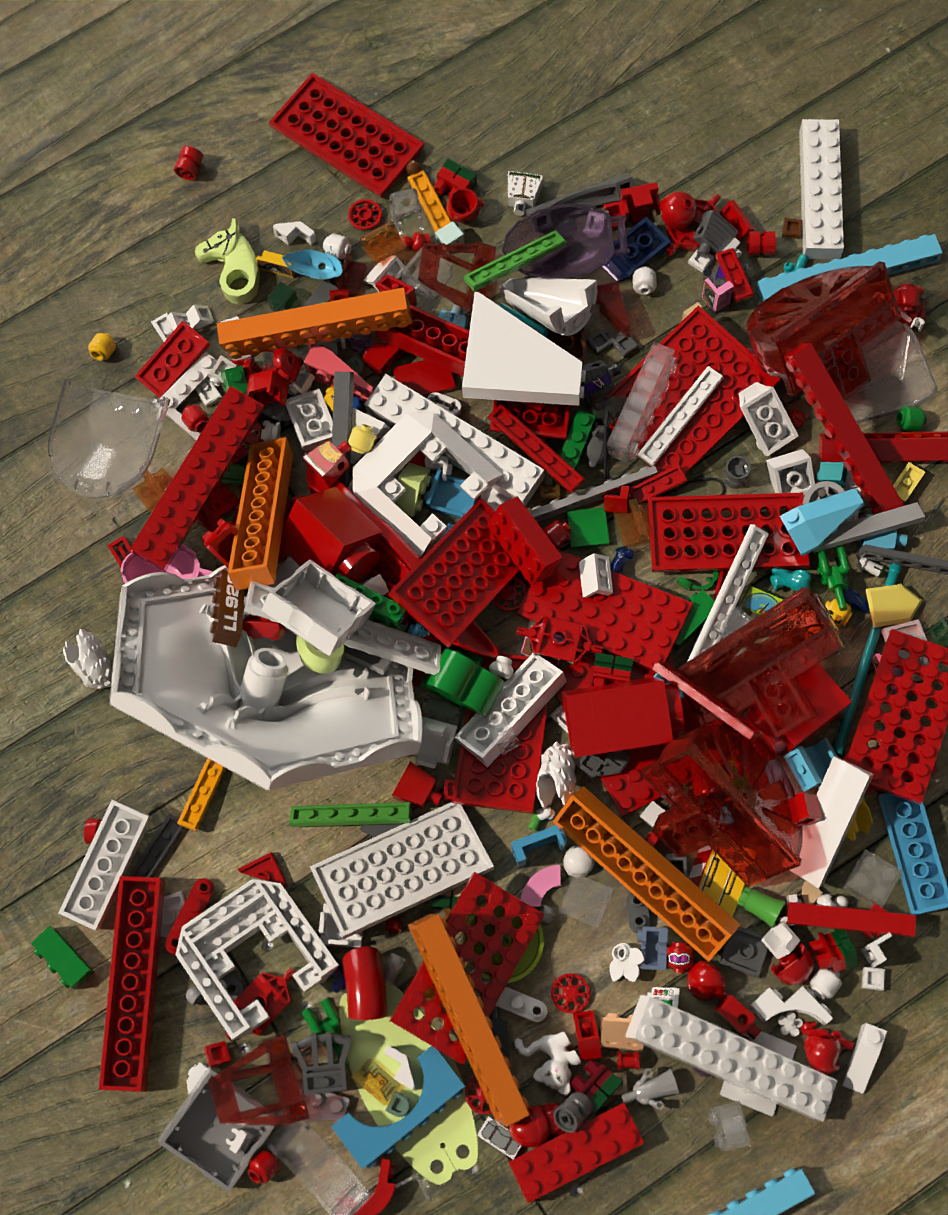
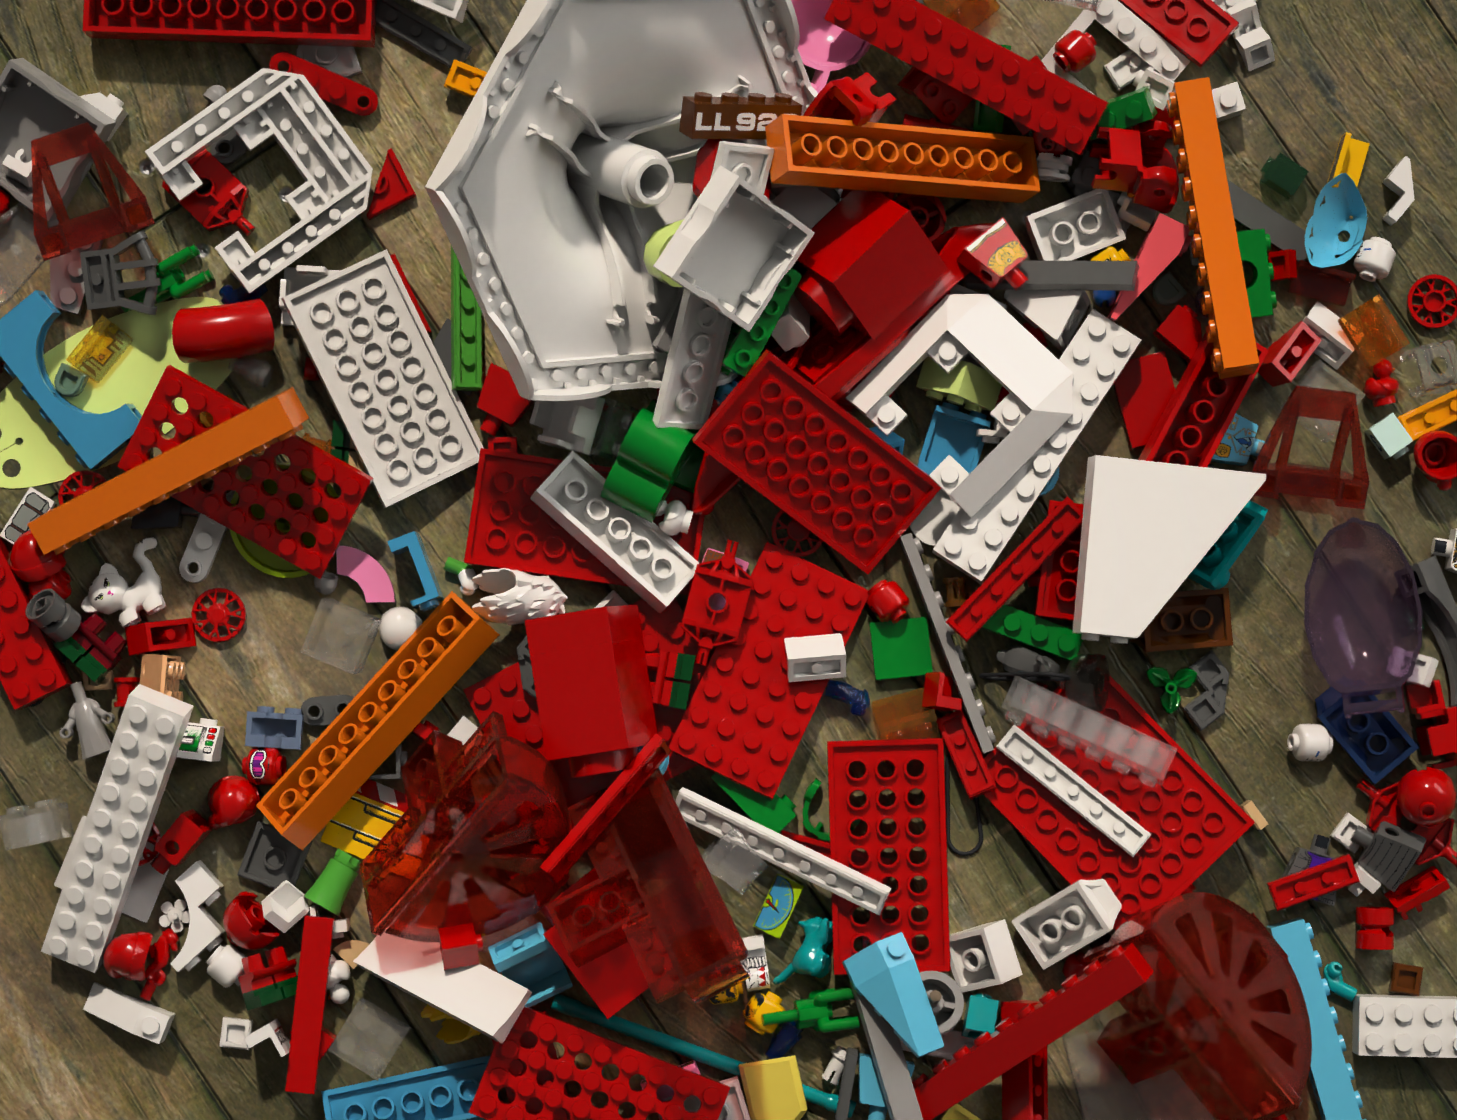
camera: 80 degrees right, 15 degrees up
(217, 1054) = (136, 132): red plate -> none
(239, 260) = (1350, 107): yellowish green animal -> none
(362, 439) = (1030, 306): light yellow head -> none
(404, 1073) = (107, 389): white slope -> none
(446, 402) = (1109, 432): white beam -> none
(502, 734) = (573, 518): clear bracket -> none
(514, 261) = (1335, 538): bright green tile -> none
(524, 540) = (865, 551): red brick -> none
(555, 303) = (1262, 597): white cone -> none
(598, 379) = (1137, 663): torso -> none
(610, 358) = (1170, 697): none -> green plant
(612, 306) = (1266, 690): clear red slope -> none
(627, 964) = (255, 691): white plate -> none
(717, 297) = (1274, 857): bright pink panel -> none
(736, 472) = (985, 873): dark grey wheel -> none

